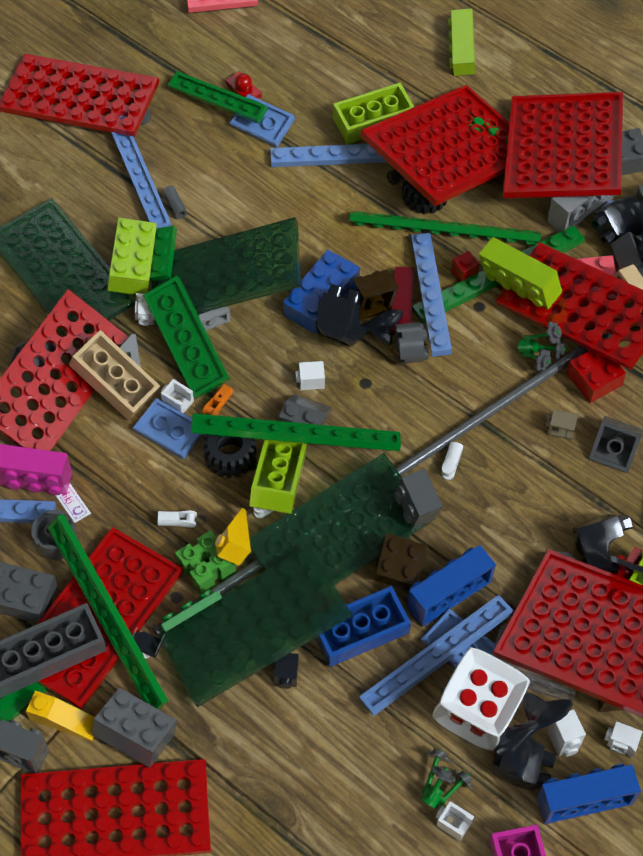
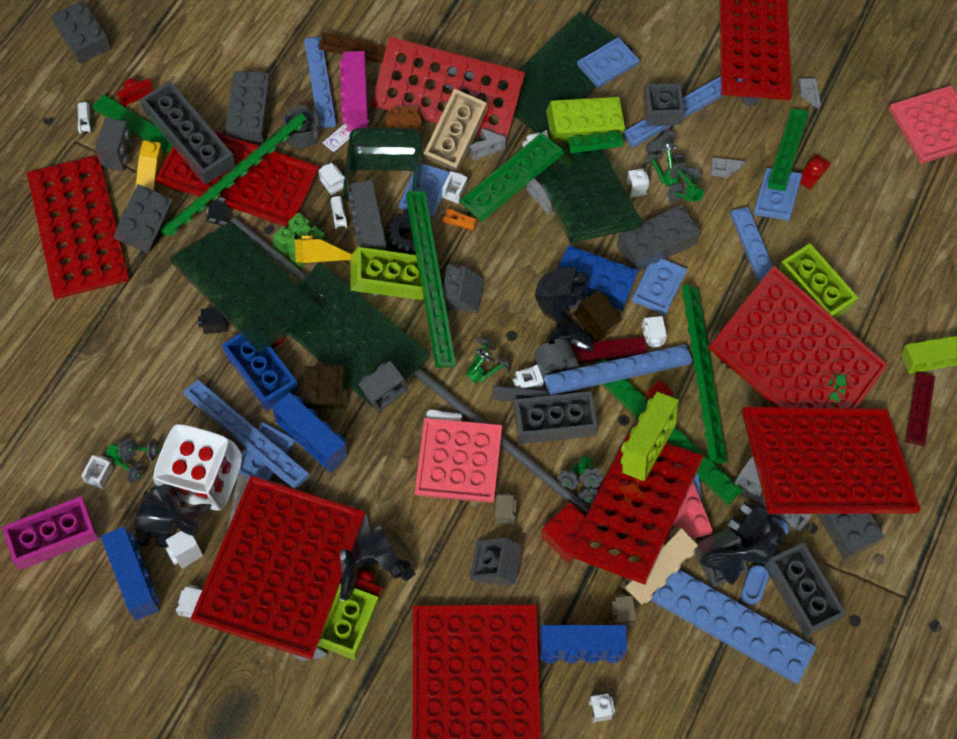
camera: 75 degrees right, 5 degrees up
(64, 222) = (608, 62): none -> medium blue tile
(85, 431) = (403, 118): none -> dark orange brick
(117, 449) = (383, 151): none -> clear green windscreen
(130, 517) = (331, 178): none -> white window
(139, 182) = (663, 104): none -> dark grey brick
(150, 67) = (809, 91): none -> light grey tile
(188, 610) = (250, 235): green plate -> none
(204, 485) = (366, 216): none -> dark grey brick
(217, 157) = (725, 167): none -> light grey tile
(218, 225) = (639, 182): none -> white window
(219, 201) = (674, 158): none -> plant
(248, 181) = (690, 177): none -> plant
(287, 205) = (658, 238): none -> dark grey brick
(311, 375) = (503, 286): white brick -> none
(339, 239) = (659, 286): none -> medium blue tile
(393, 255) = (654, 331): none -> white window
(407, 419) = (475, 372): none -> plant
(423, 375) = (528, 379): none -> white window
(439, 385) = (509, 393): none -> dark grey tile
(473, 358) = (555, 417): none -> dark grey brick
(503, 454) = (458, 460): none -> coral plate
(511, 75) = (919, 409): none -> dark red tile

